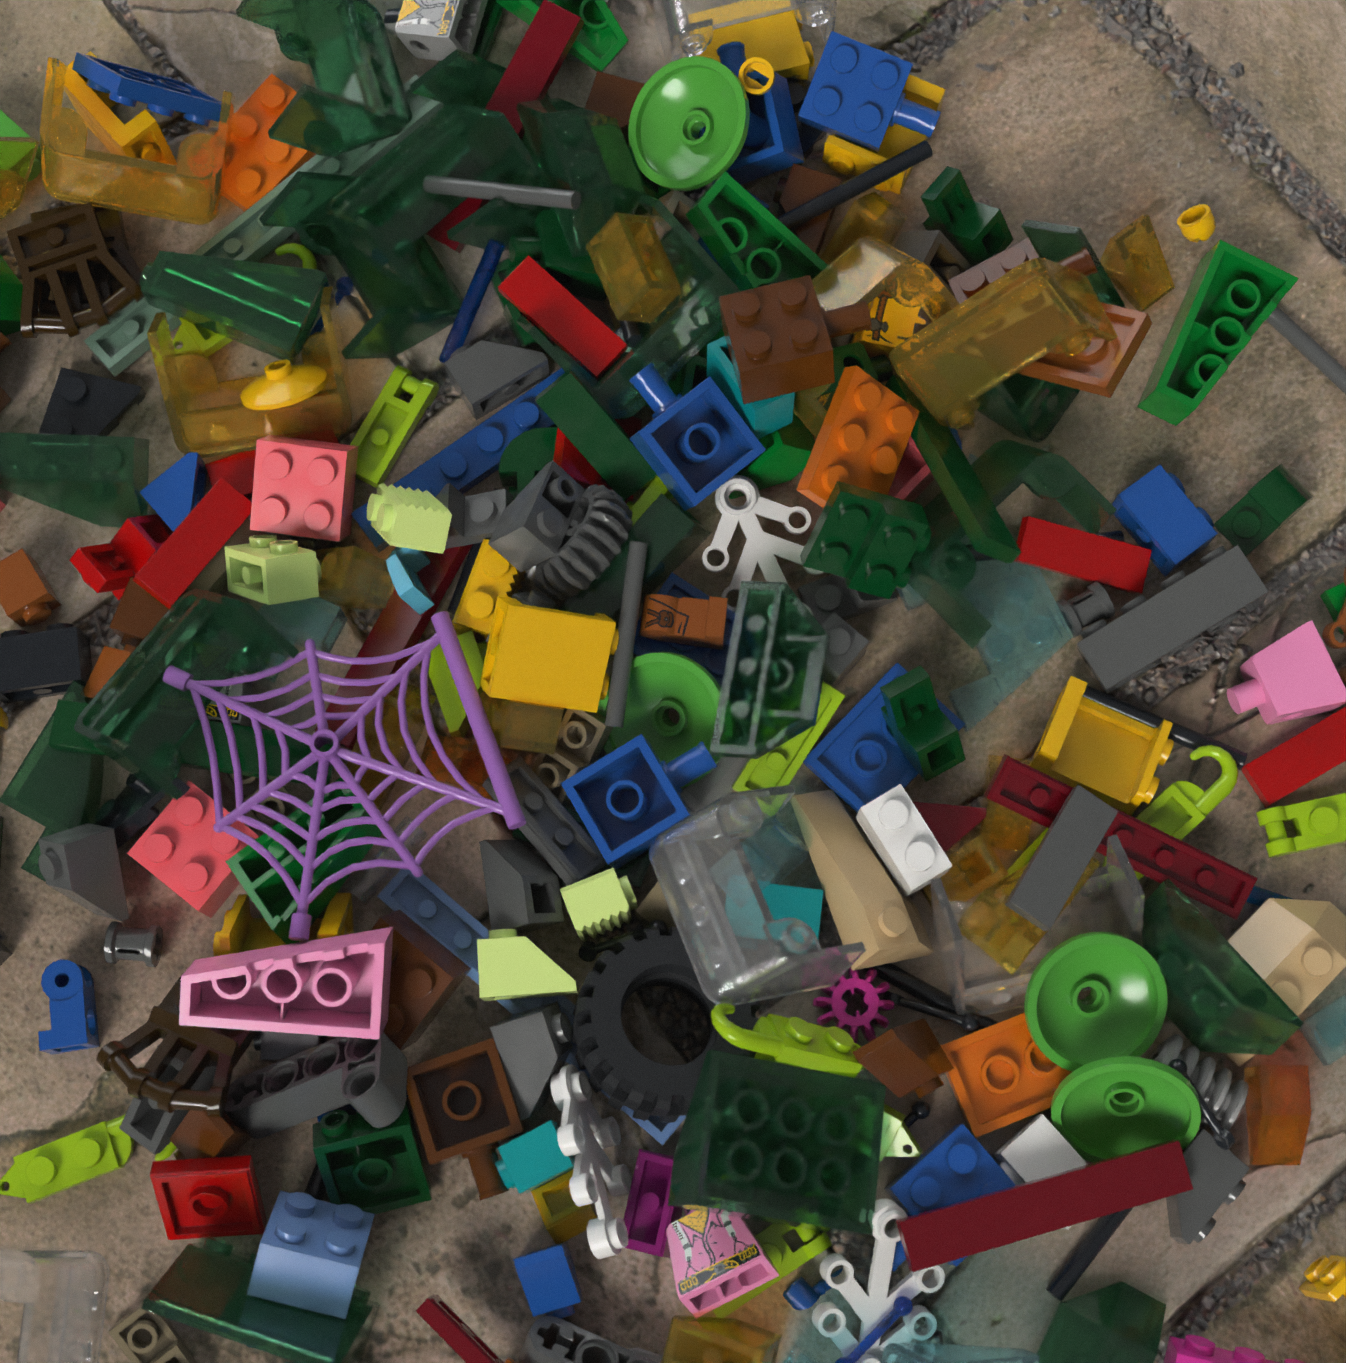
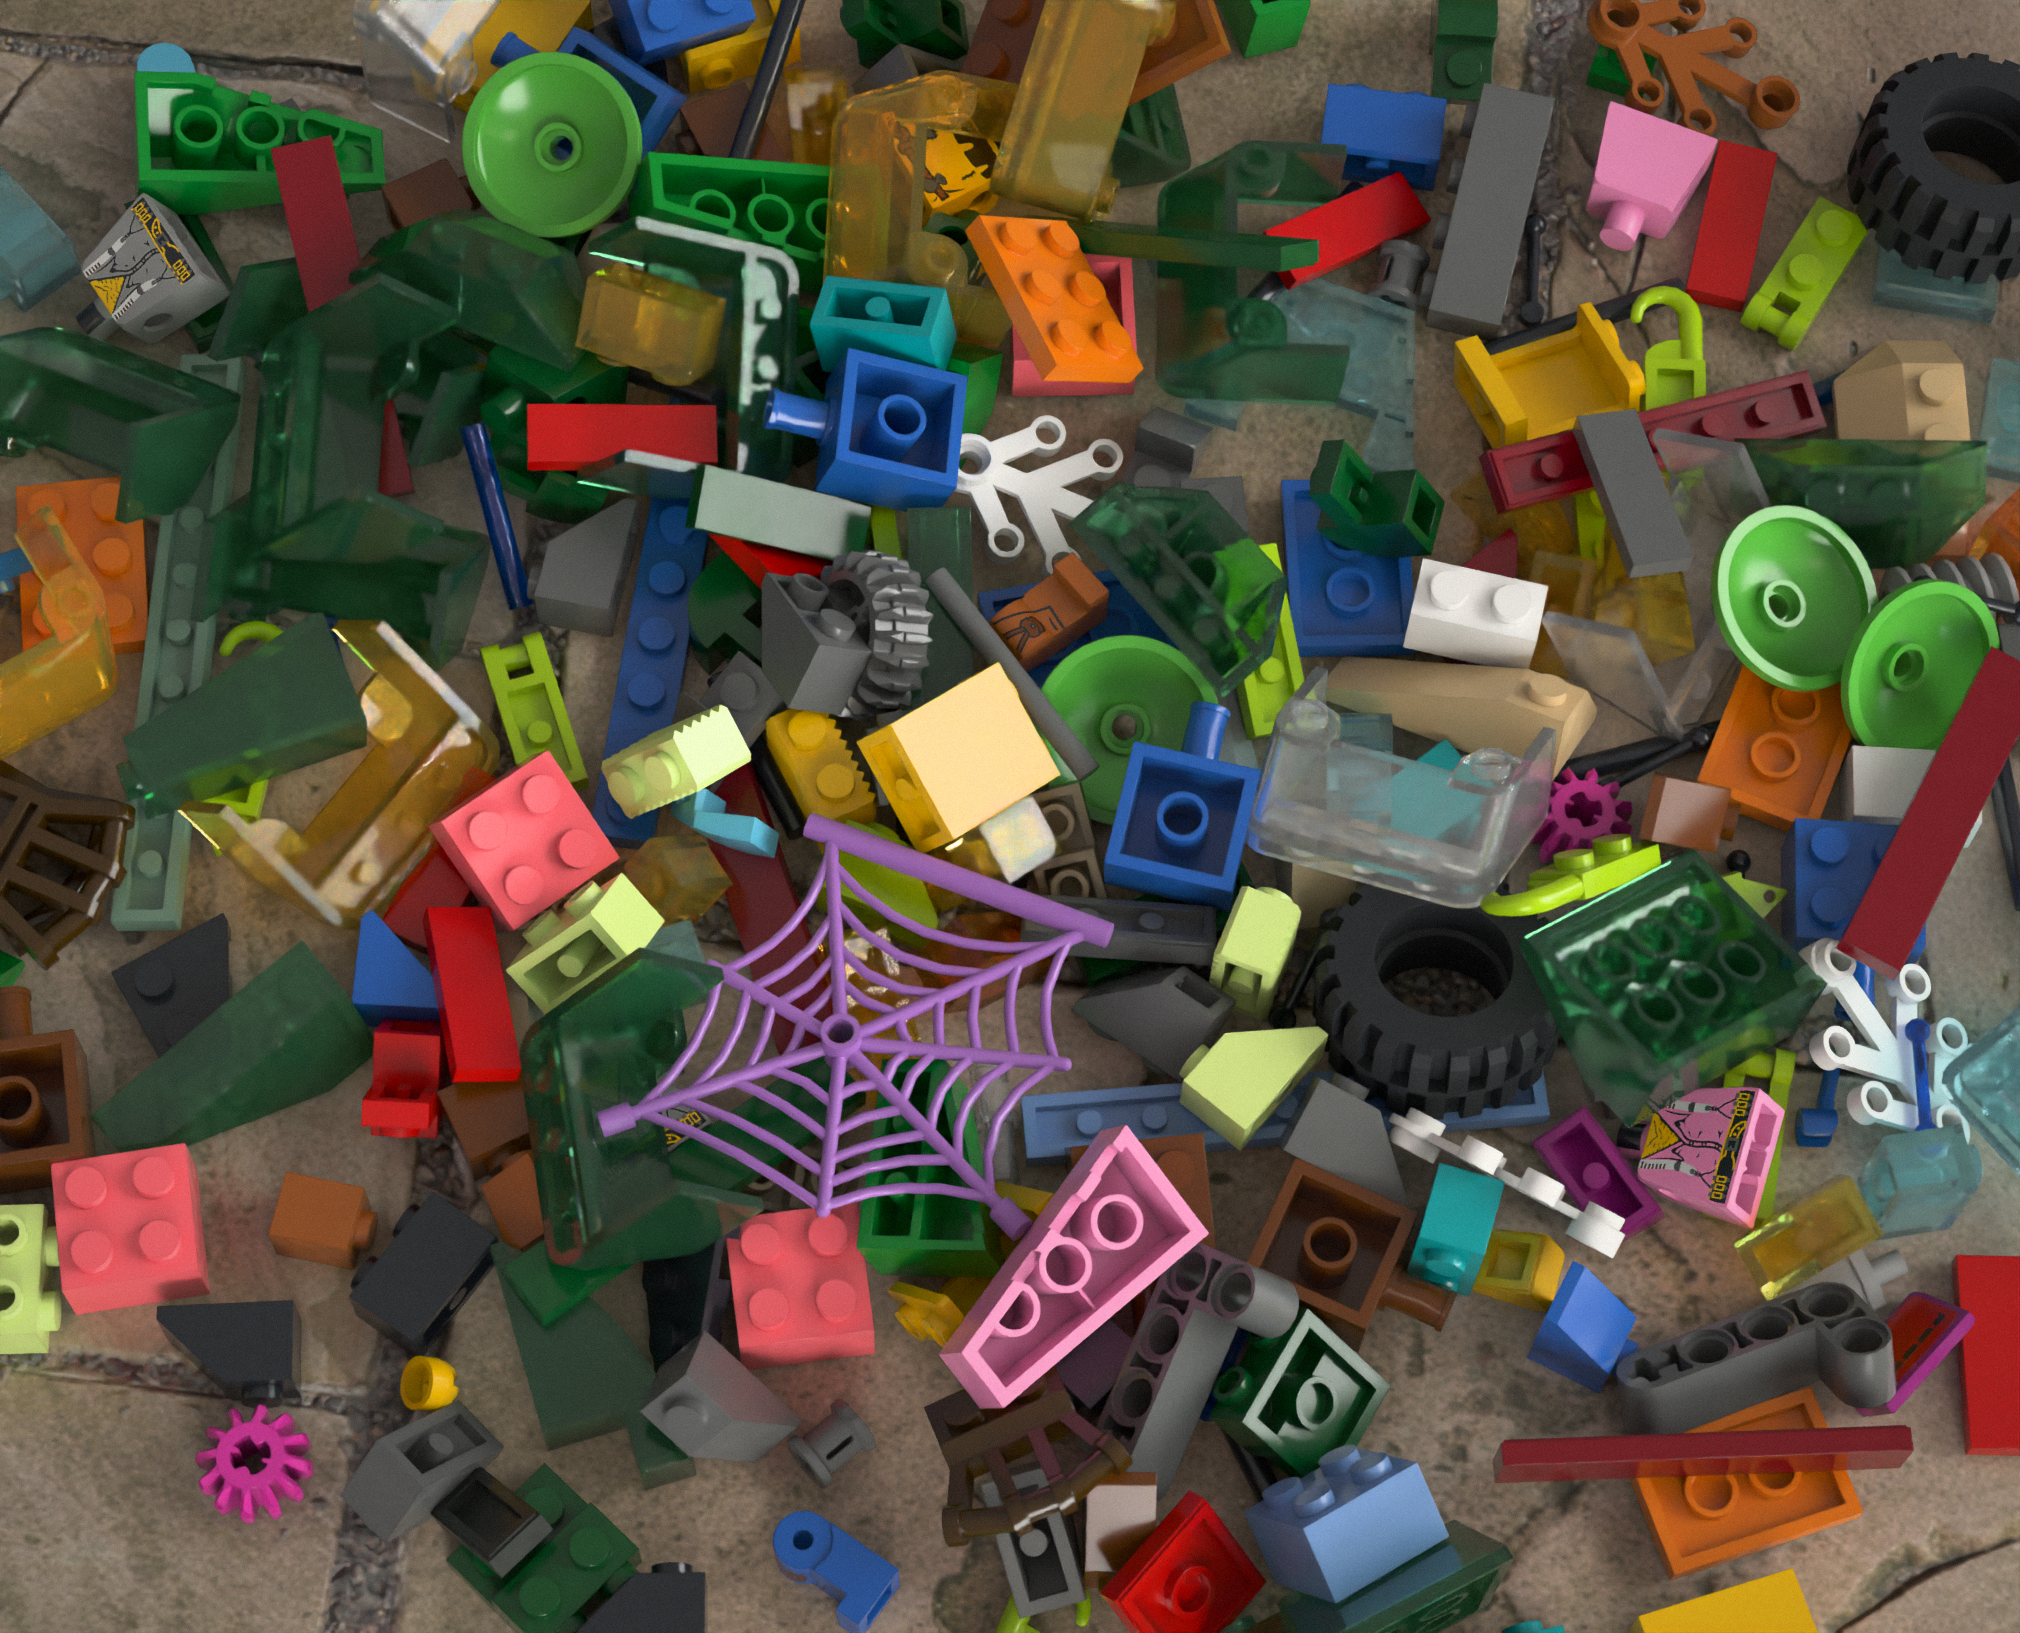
camera: 50 degrees left, 10 degrees down
(283, 385) = (390, 765): yellow dish -> none
(508, 192) = (430, 368): dark grey bar -> none
(761, 66) = (581, 25): yellow hinge -> none
(784, 337) = (889, 243): reddish brown brick -> none
(867, 539) = (1151, 373): dark green plate -> none
(1144, 696) = (1531, 311): none -> black hinge

